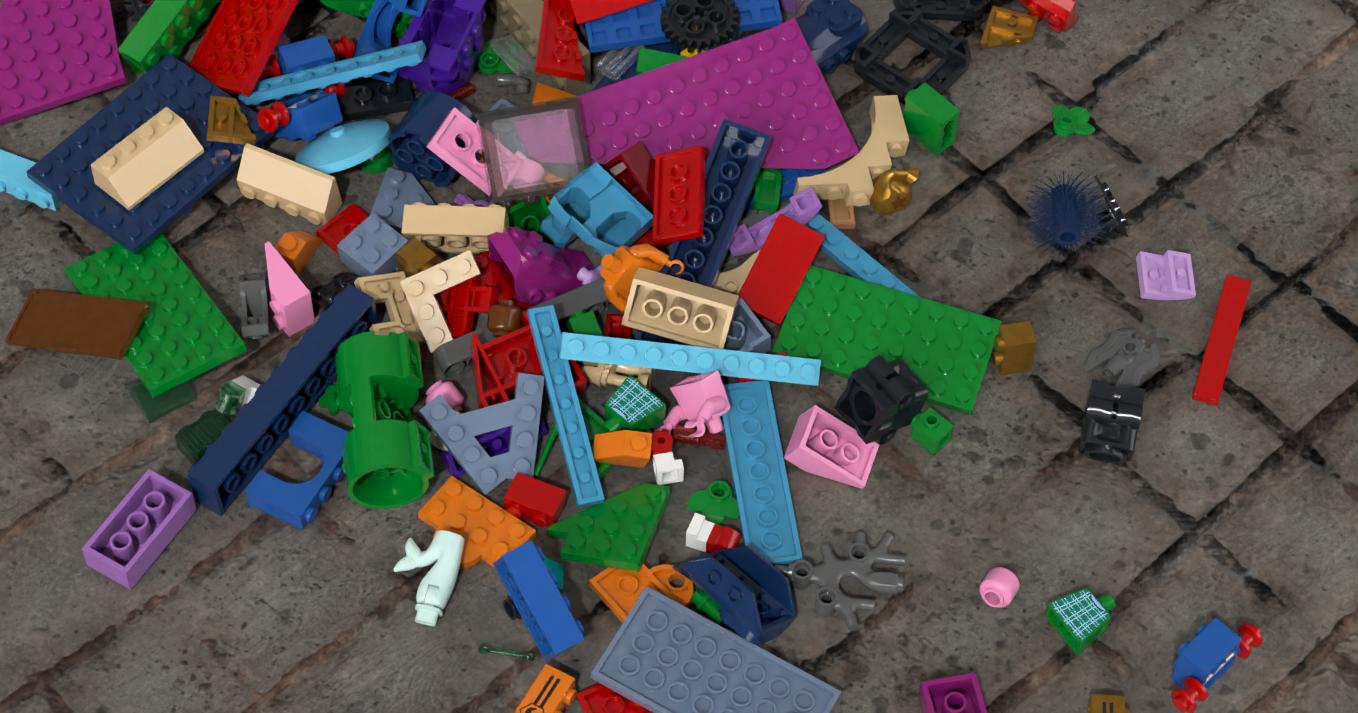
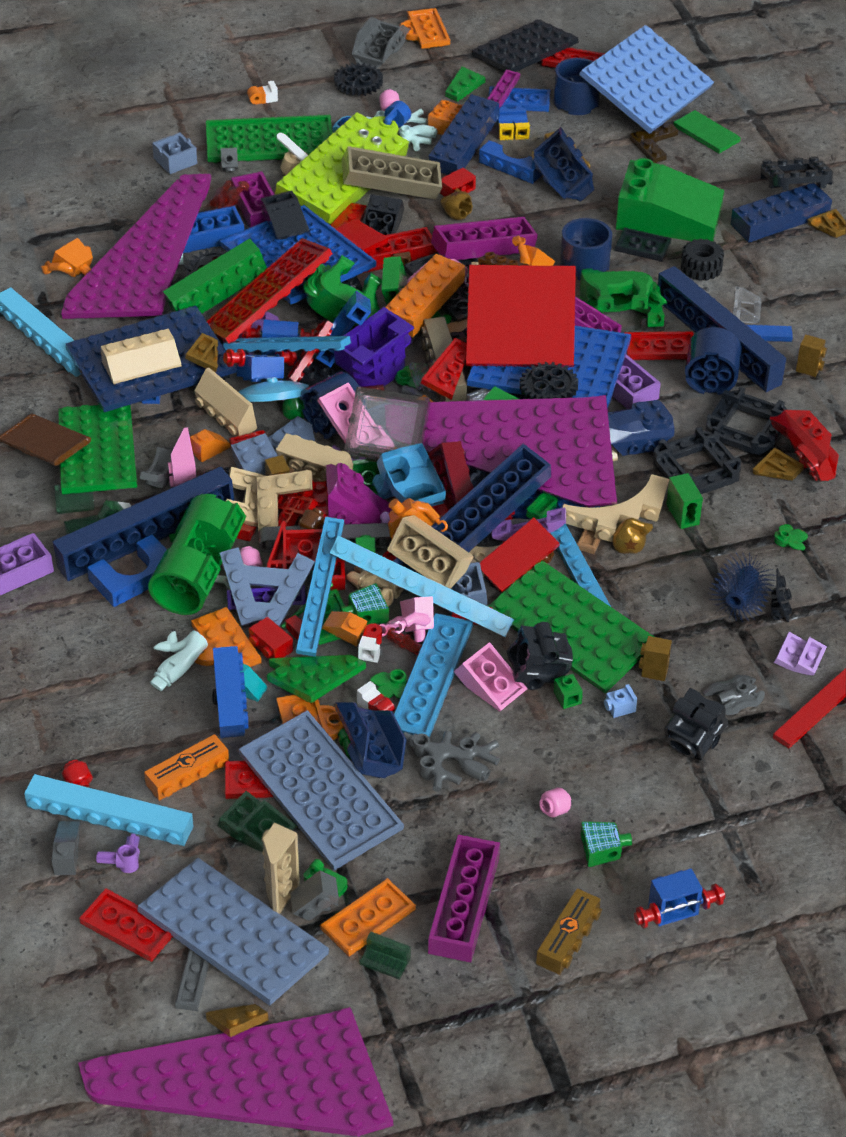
camera: 25 degrees right, 10 degrees down
(364, 42) = (296, 372): none -> wing
(483, 649) = (184, 715): clear green hinge -> none
(555, 471) = (293, 625): none -> red piece
(679, 195) = (468, 482): red tile -> none
(1000, 420) = (621, 701): none -> light blue brick

